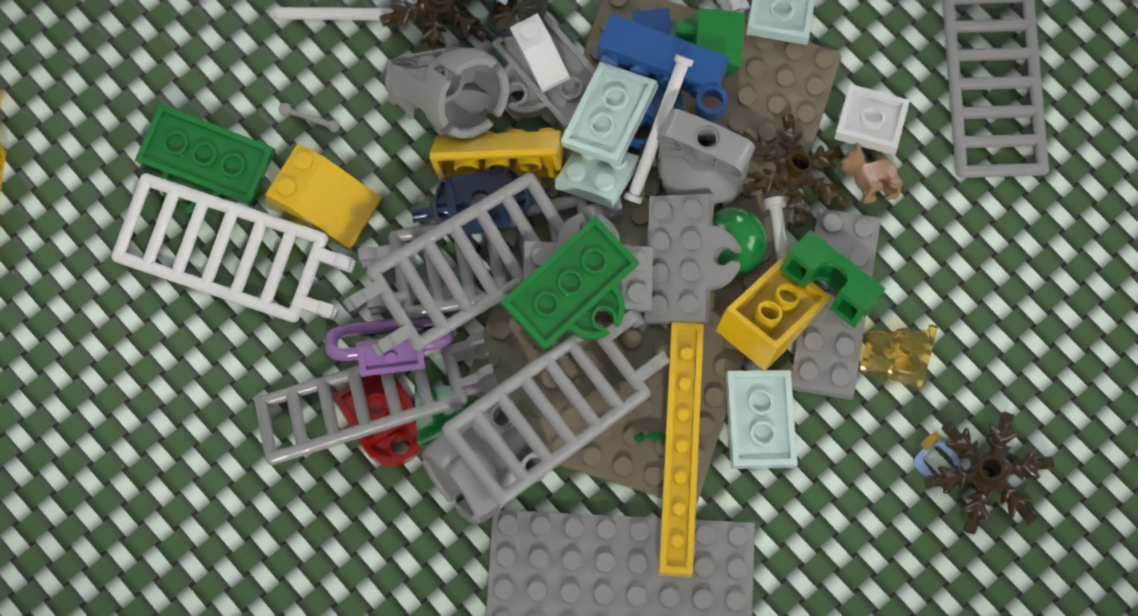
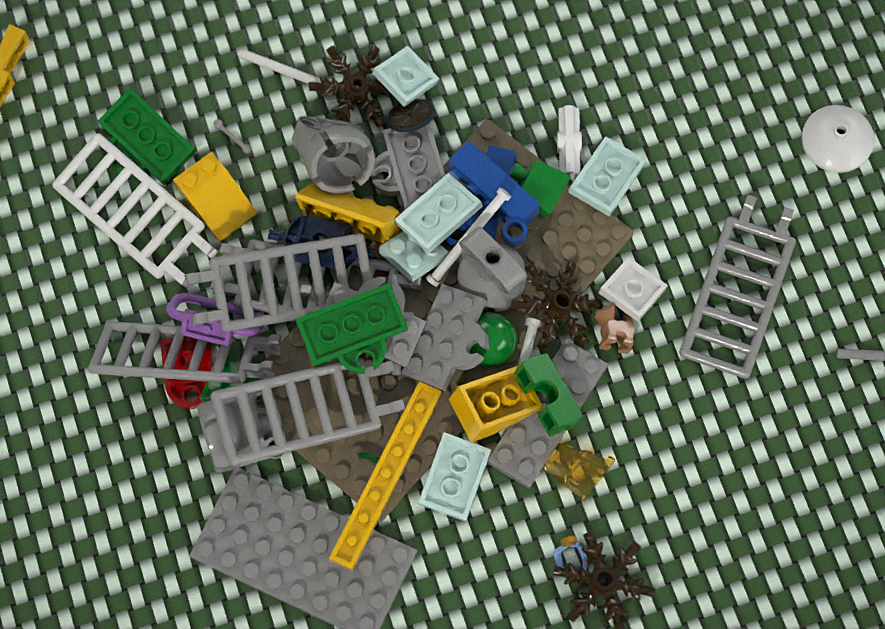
camera: 25 degrees right, 0 degrees up
(539, 52) = (409, 150): white slope -> none

